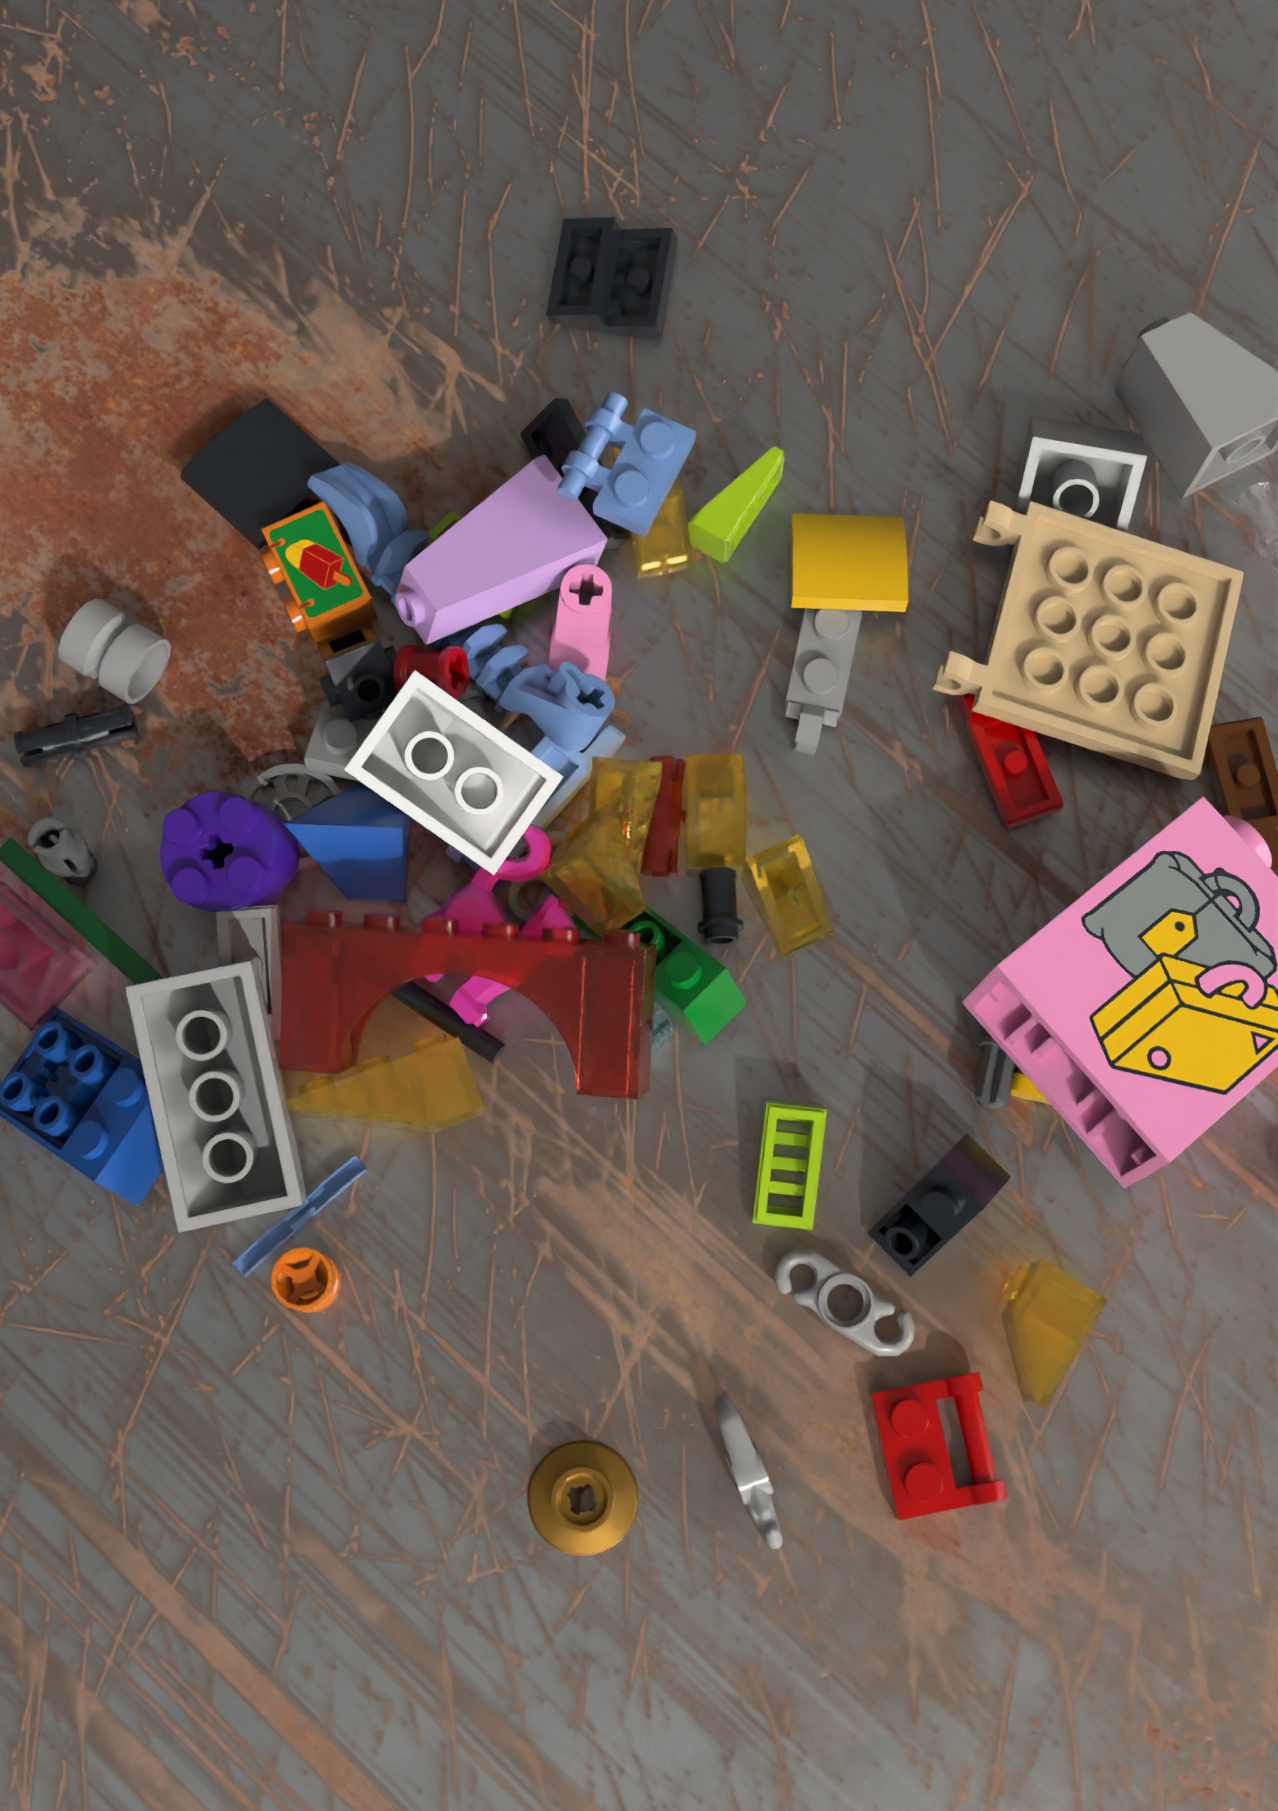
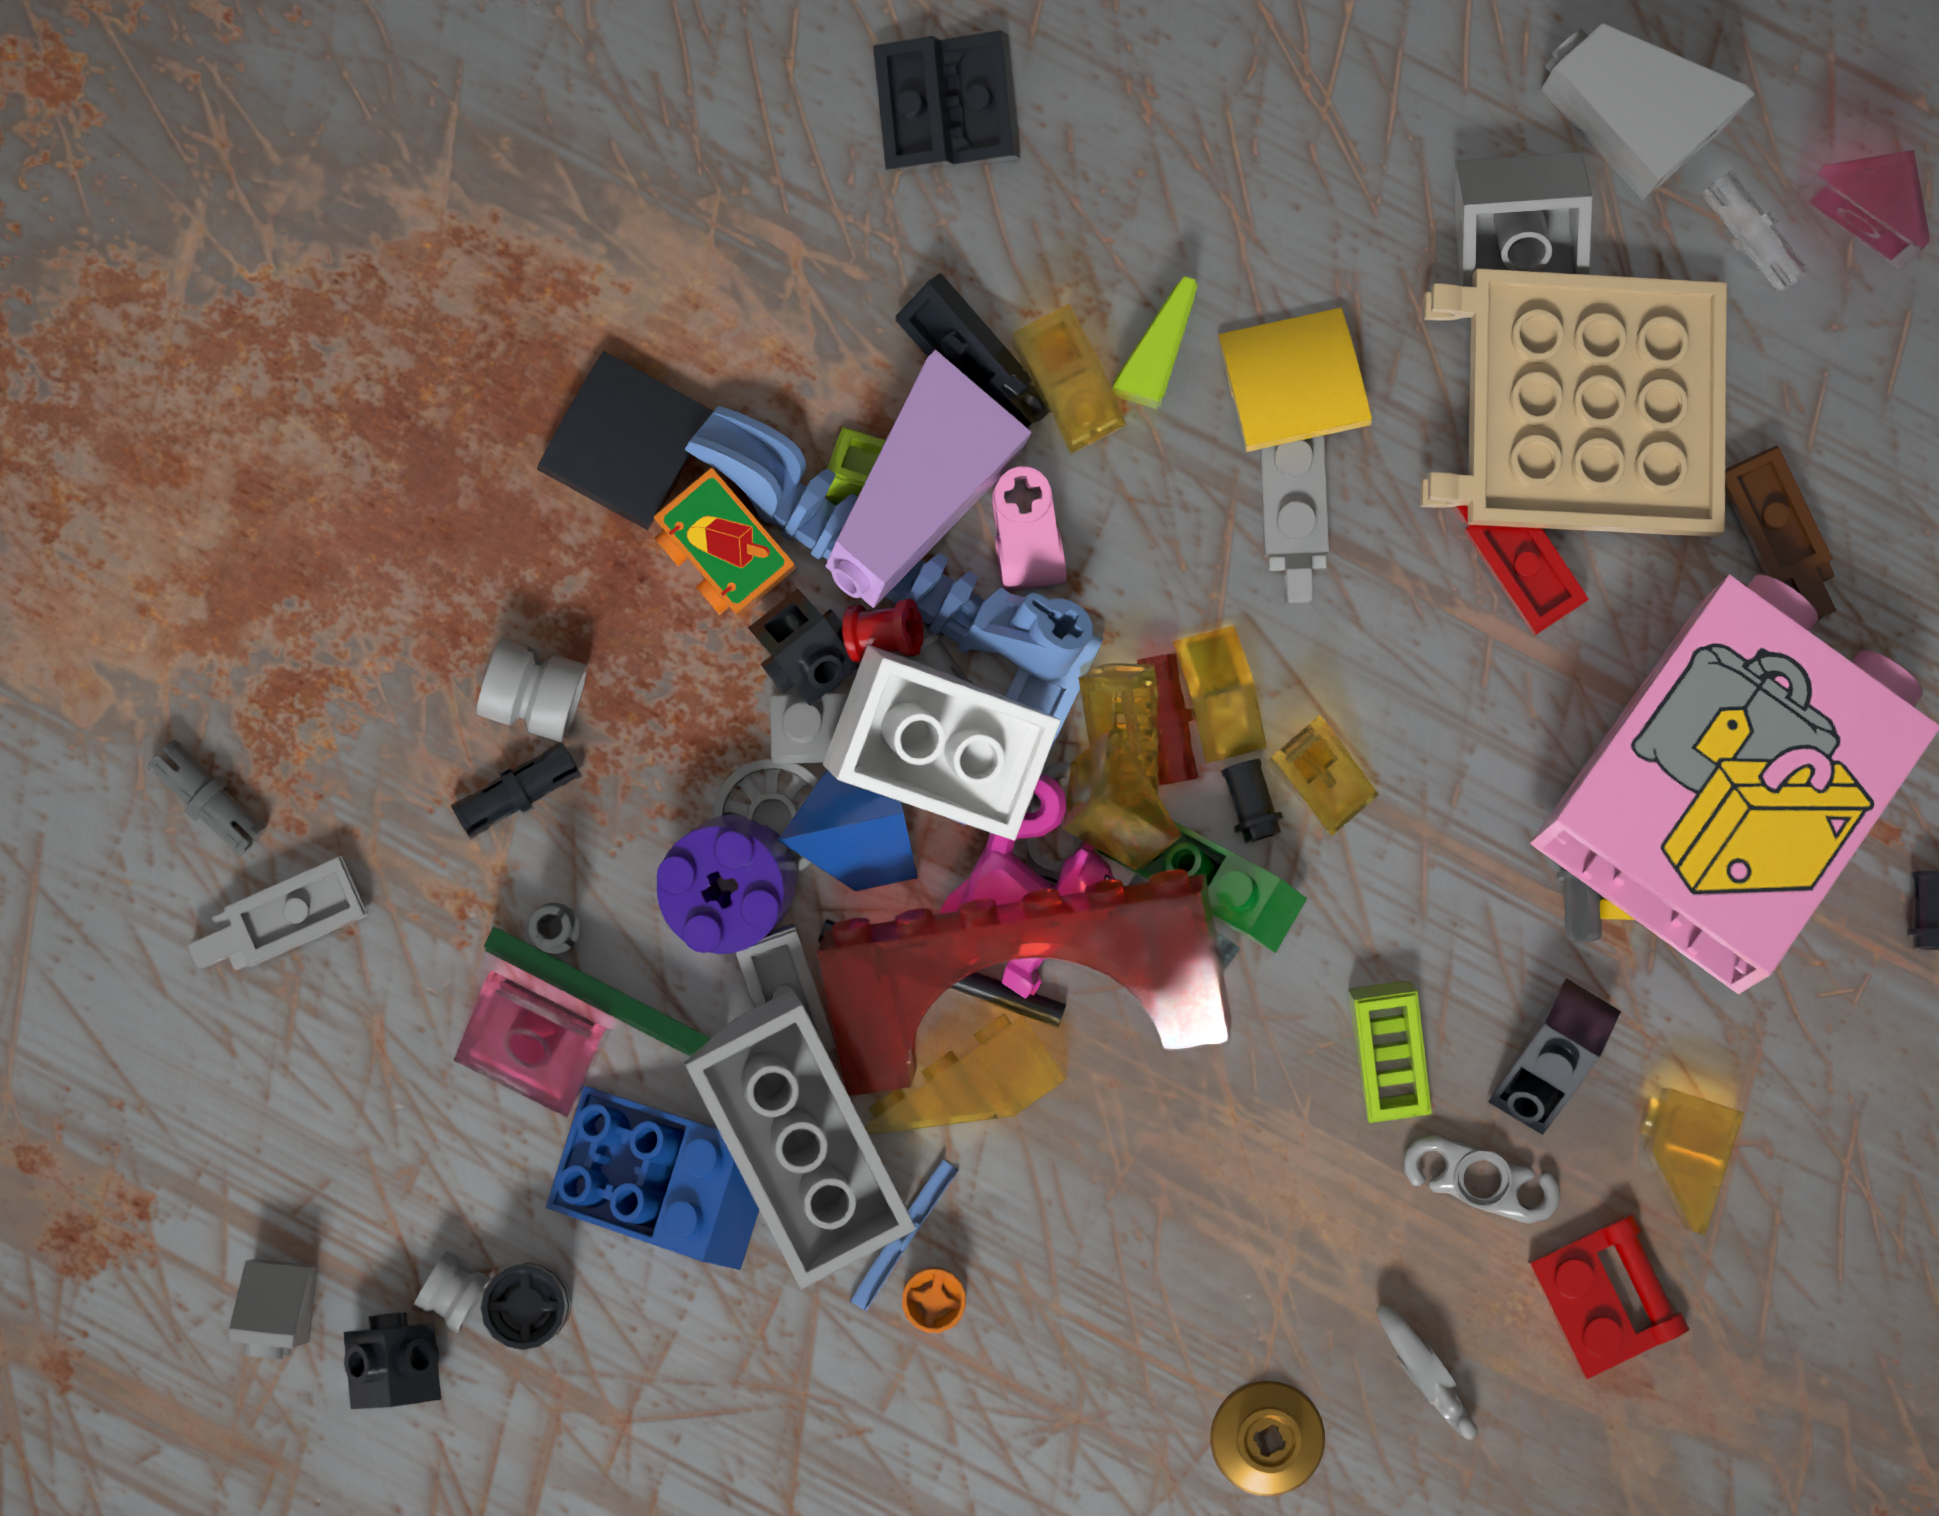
camera: 15 degrees left, 10 degrees up
(642, 472) = (1053, 354): medium blue plate -> none

